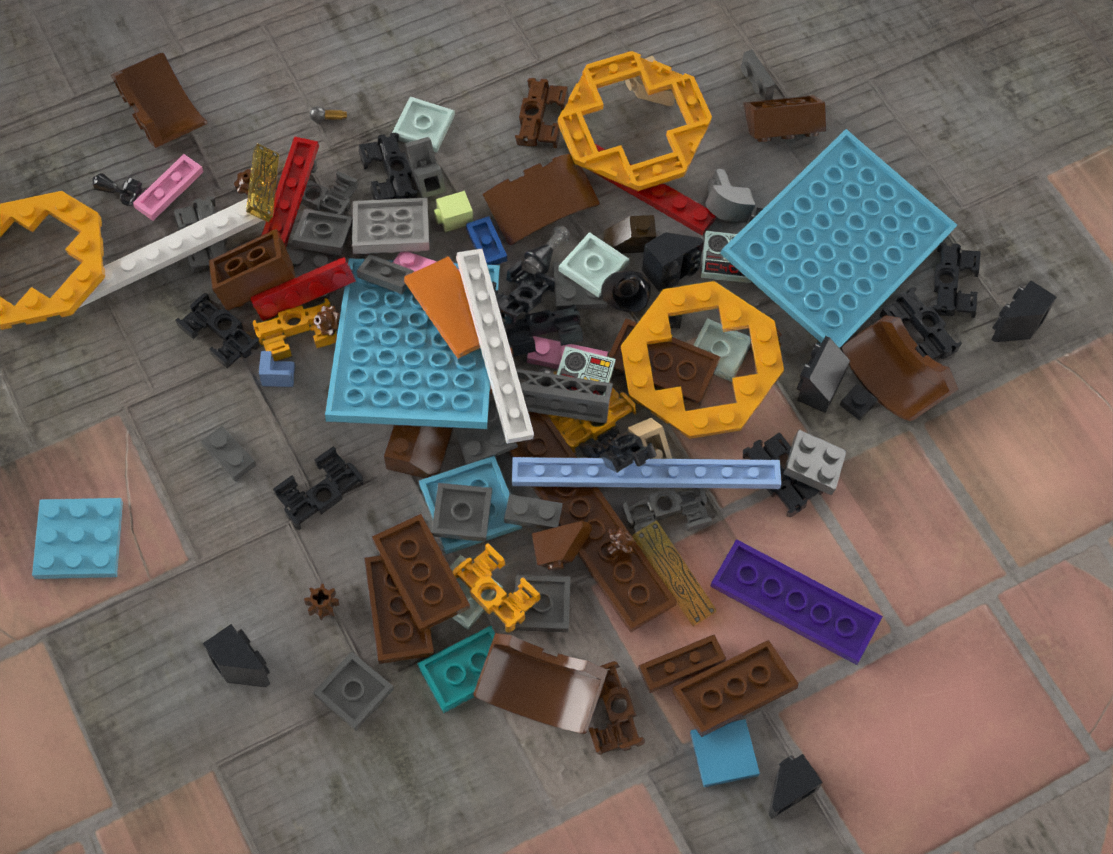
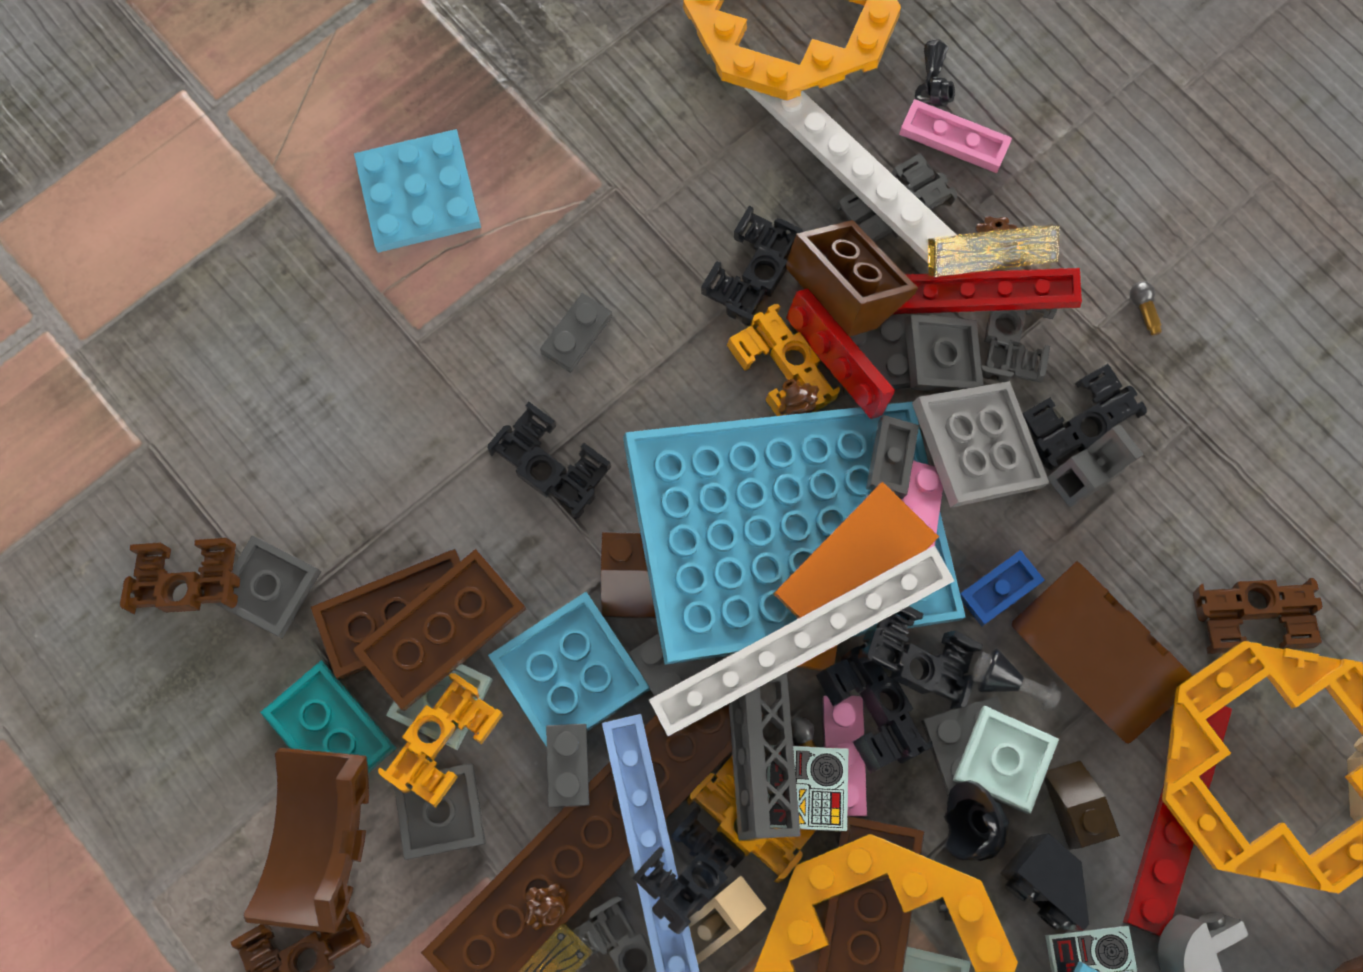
camera: 80 degrees right, 10 degrees up
(158, 100) = (1089, 81): reddish brown panel -> none
(236, 659) = (272, 426): black slope -> none
(275, 372) = (711, 355): medium blue panel -> none
(315, 599) = (373, 507): reddish brown gear -> none
(331, 773) = (156, 586): none -> reddish brown piece
(424, 120) = (1179, 445): light aqua tile -> none
(453, 211) = (1037, 527): yellowish green brick -> none
(462, 512) = (542, 663): dark grey plate -> none
(560, 544) = (523, 814): reddish brown slope -> none

